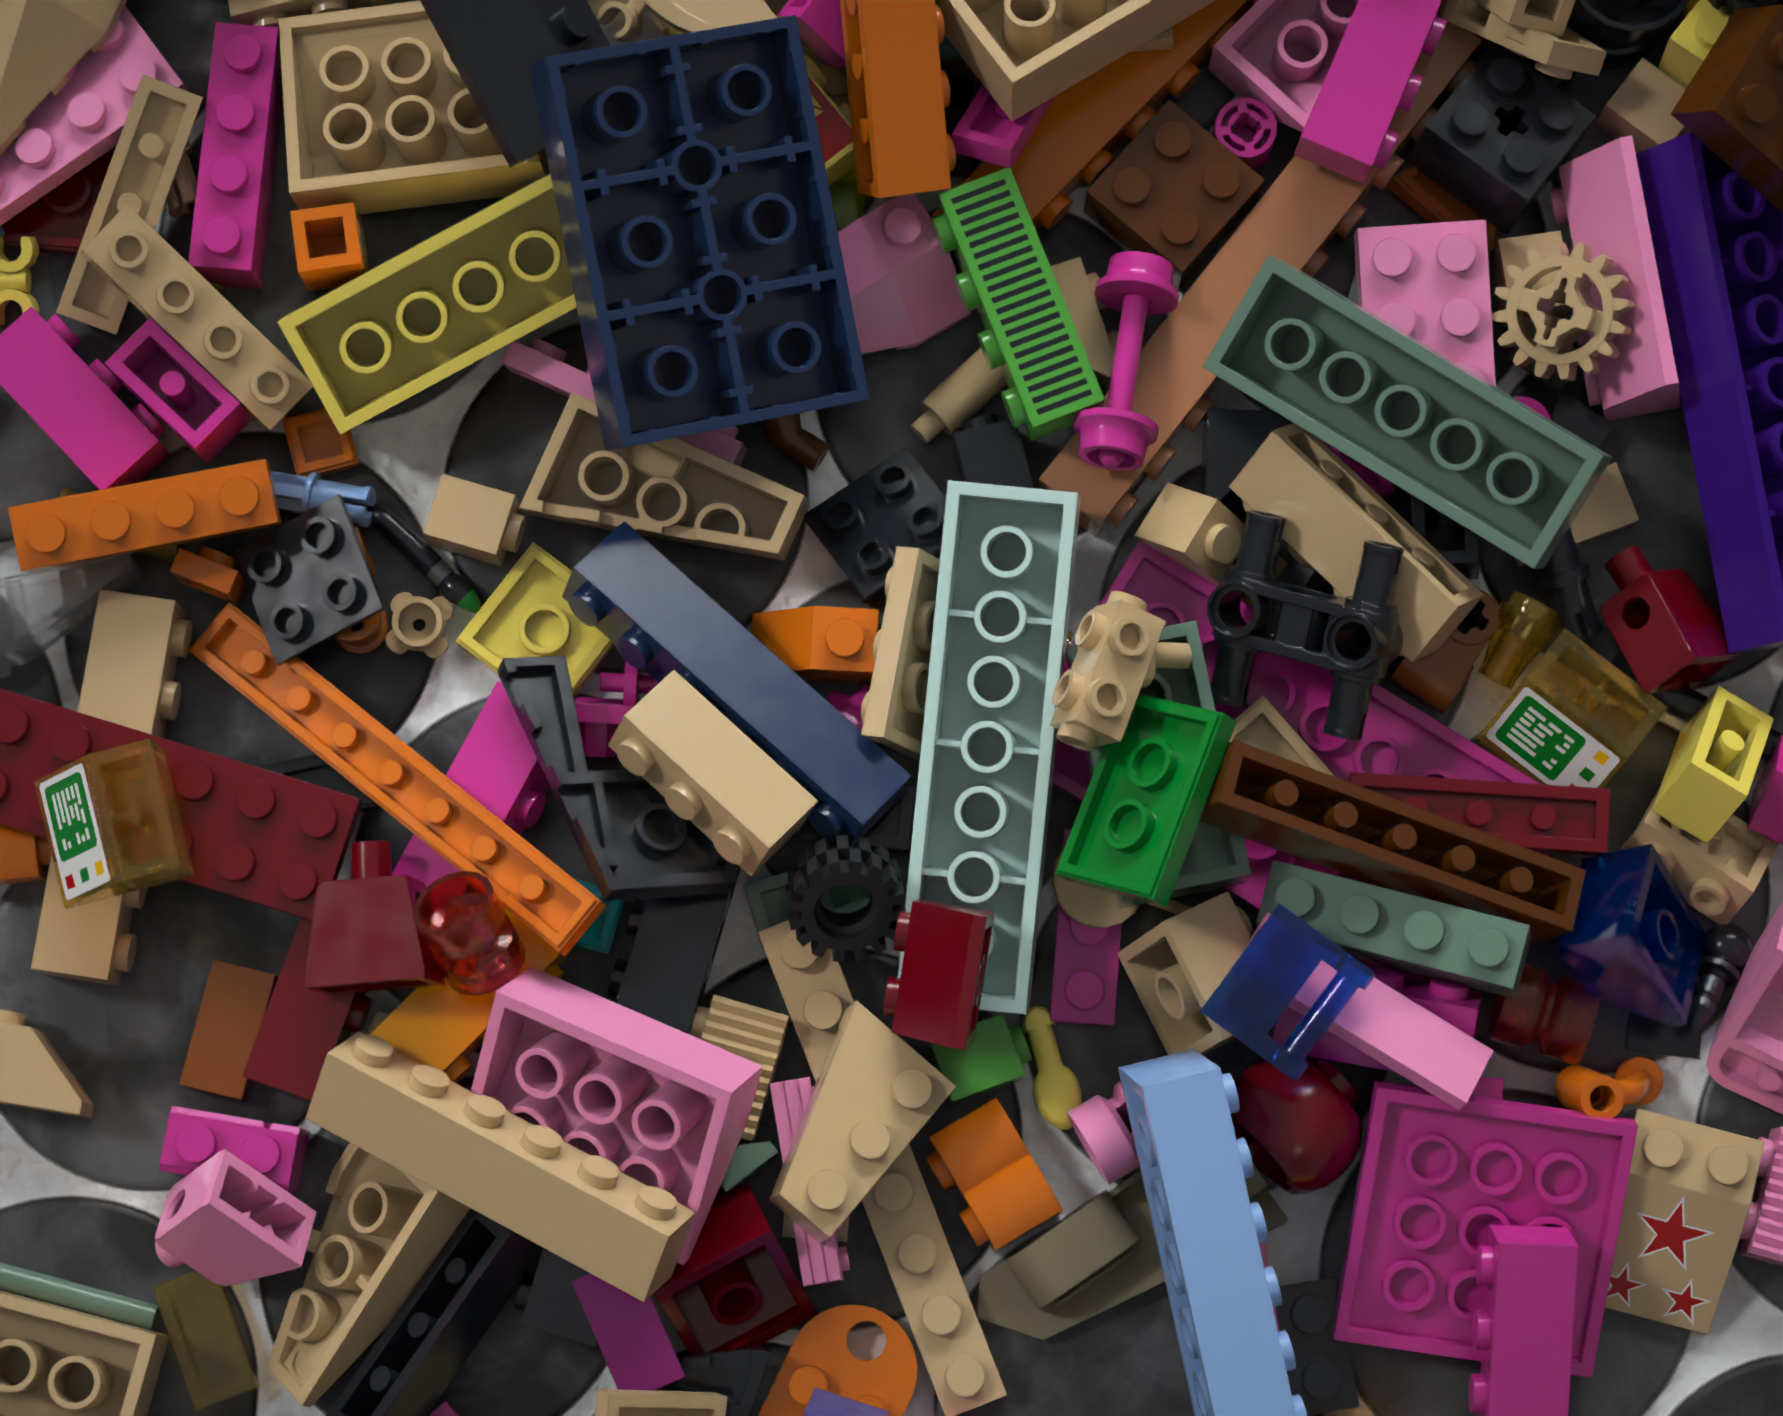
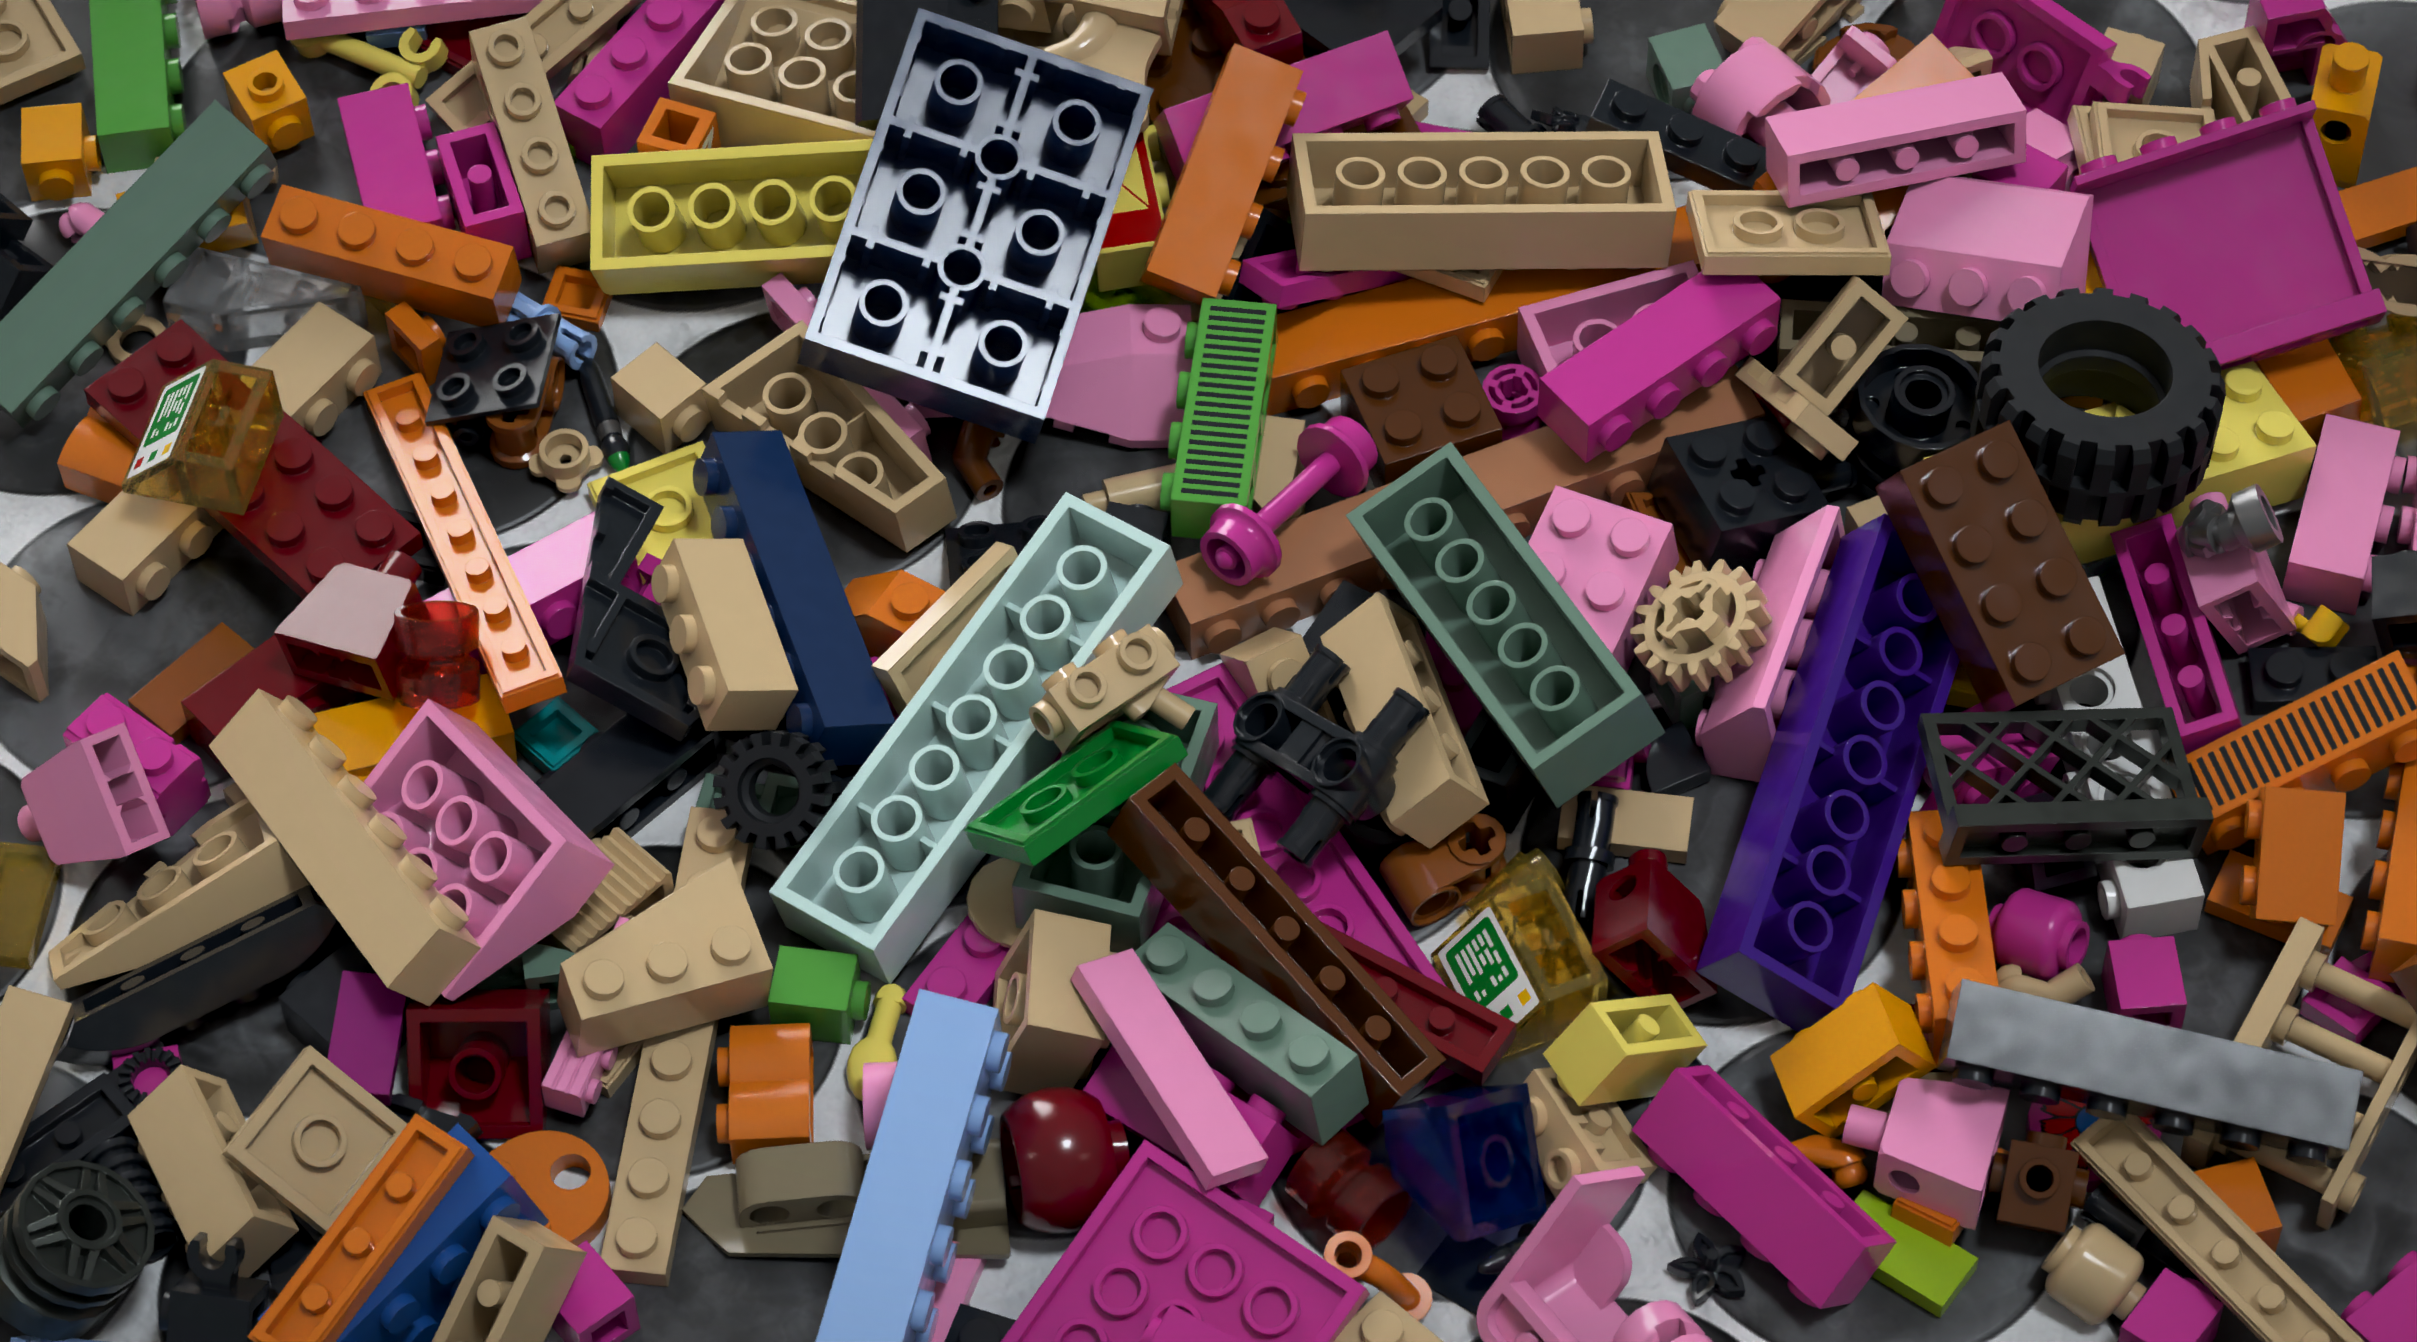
camera: 30 degrees right, 25 degrees down
(940, 973) = (820, 865): dark red slope -> none
(1270, 977) = (1094, 982): clear blue plate -> none

